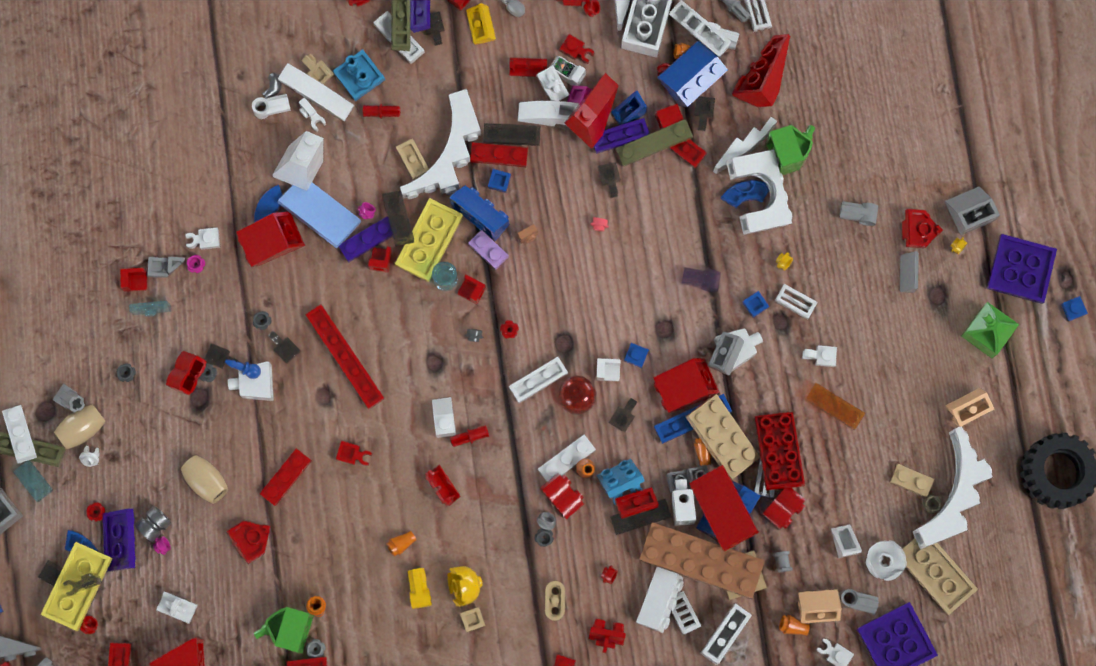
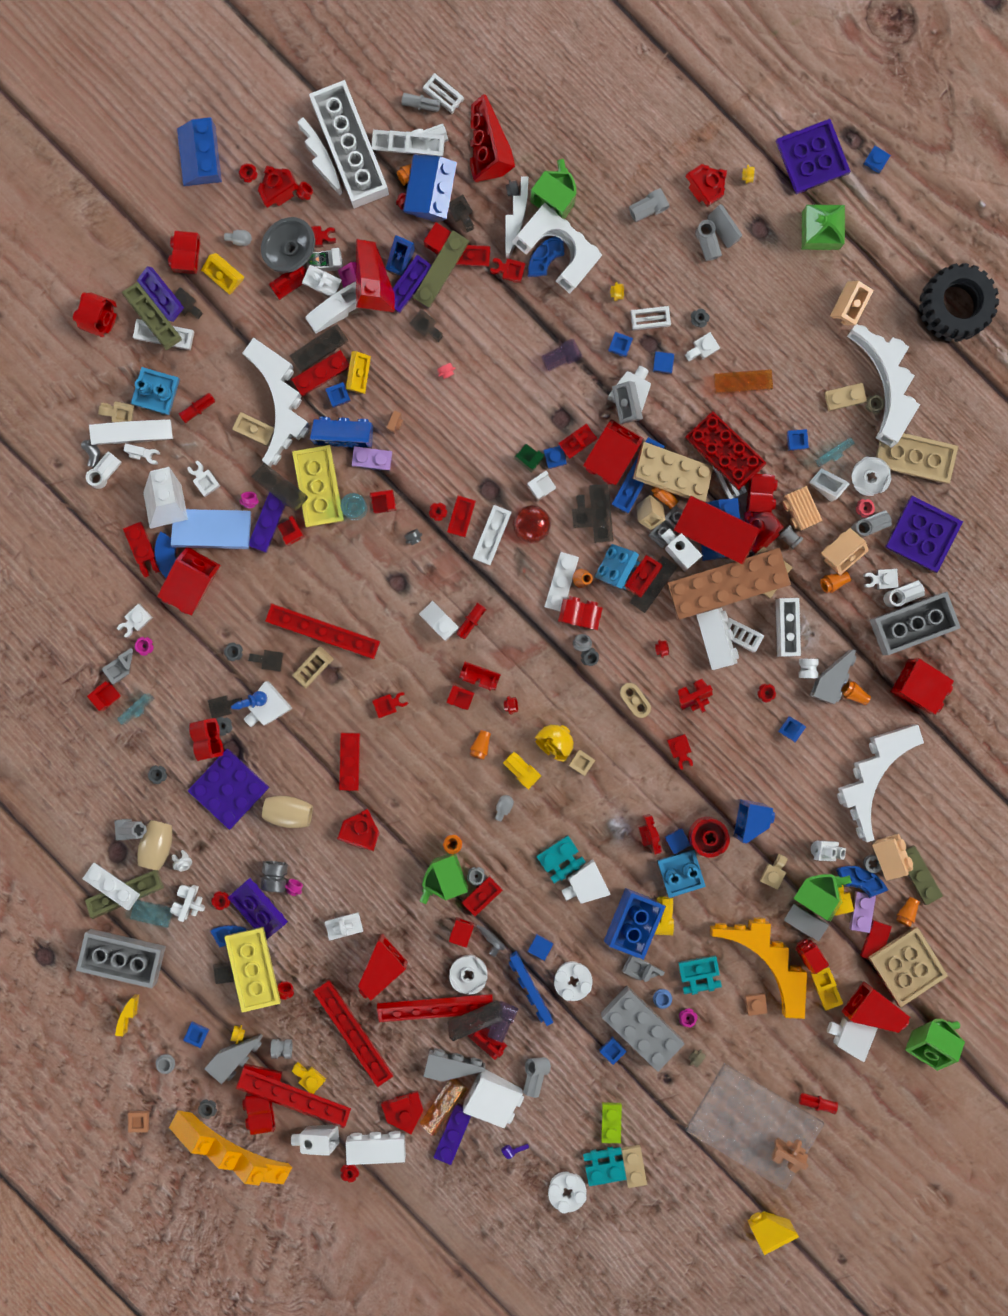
camera: 40 degrees left, 10 degrees up
(22, 632) = (238, 1034): none -> yellow plate
(60, 497) = (189, 894): none -> white hips
(88, 581) = (258, 960): clear smoke plate -> none
(172, 426) = (228, 789): none -> dark purple plate
(254, 186) = (141, 547): none -> red hinge
(331, 379) = (324, 656): none -> tan slope
(343, 172) = (205, 480): none -> white plate
(381, 608) = (504, 806): none -> light grey cylinder
(414, 491) = (460, 697): none -> red panel
(450, 528) = (511, 705): none -> red plate
(525, 347) = (461, 516): none -> red plate
(528, 175) = (358, 372): none -> yellow plate
(547, 38) = (282, 239): none -> dark grey dish
(615, 340) = (529, 457): none -> dark green panel
(640, 427) = (601, 513): none -> clear smoke plate
(663, 355) = (577, 441): none -> red hips
(681, 456) = (650, 512): none -> tan panel
(710, 183) = (512, 270): none -> red plate
(758, 121) = (512, 188): none -> dark grey plate
(766, 540) = (769, 528): none -> red plate
(780, 344) = (663, 362): none -> blue tile
(808, 545) = (801, 509): none -> light nougat brick
(831, 330) = (700, 323): none -> dark grey plate
(846, 486) = (797, 440): none -> blue plate
(868, 584) = (865, 503): none -> coral plate
(869, 520) = (835, 453): none -> clear light blue plate
(887, 275) = (708, 242): none -> light grey piece
(972, 210) = (739, 135): light grey slope -> none

